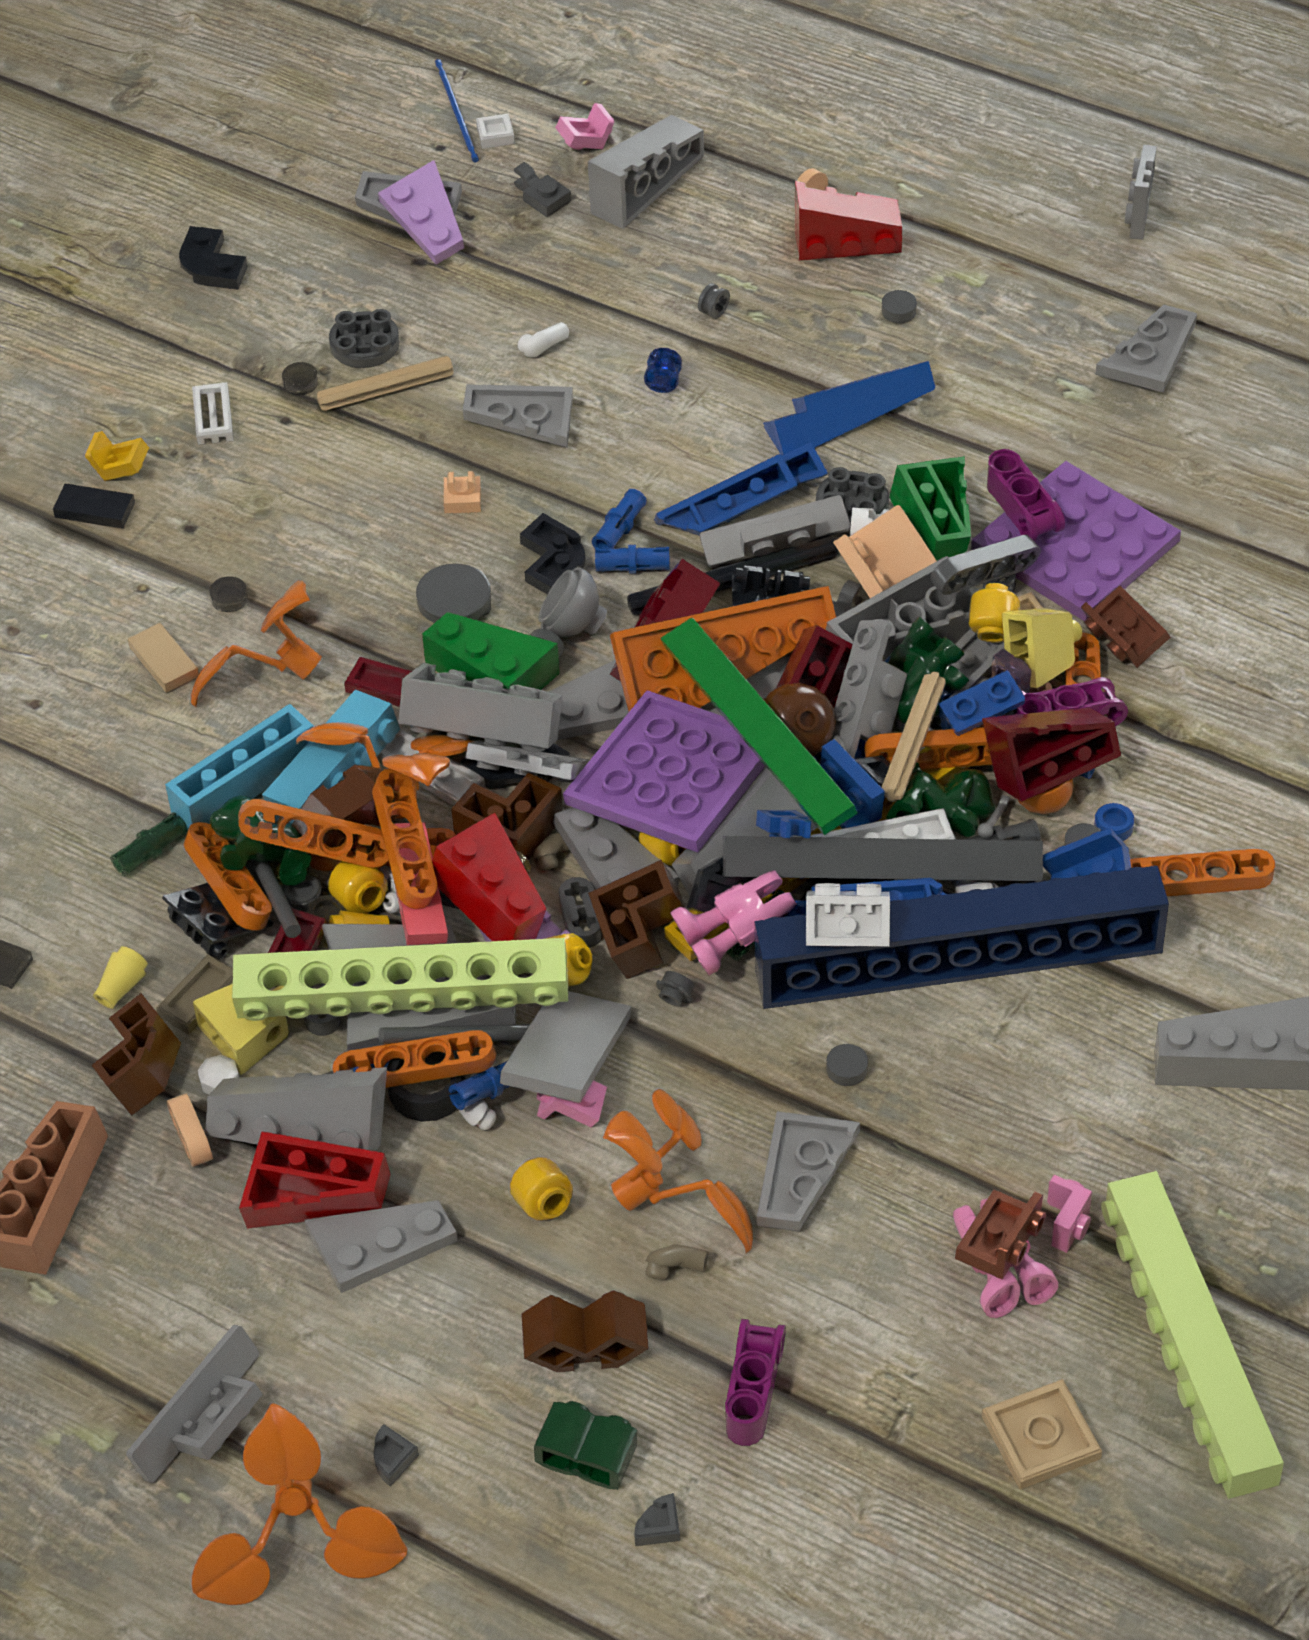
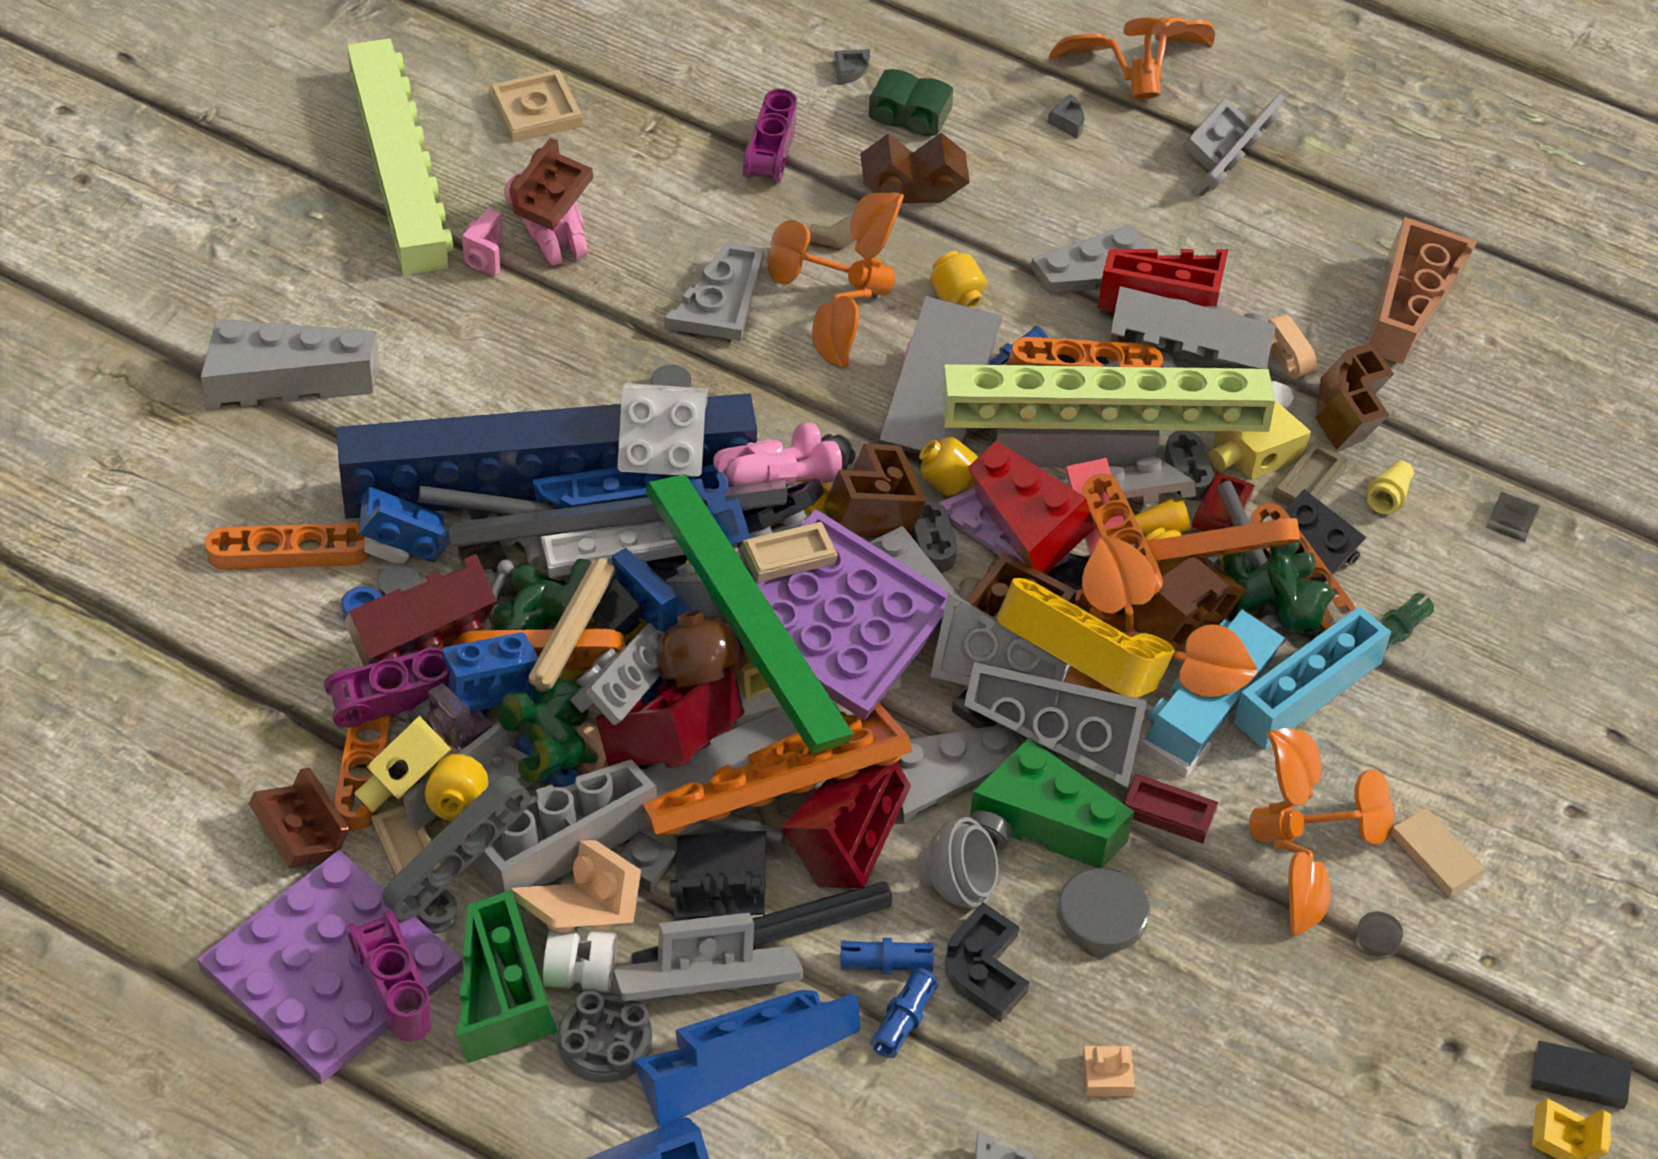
camera: 175 degrees right, 0 degrees up
(456, 739) = (1105, 654): none -> yellow beam
(719, 791) = (789, 552): none -> tan tile

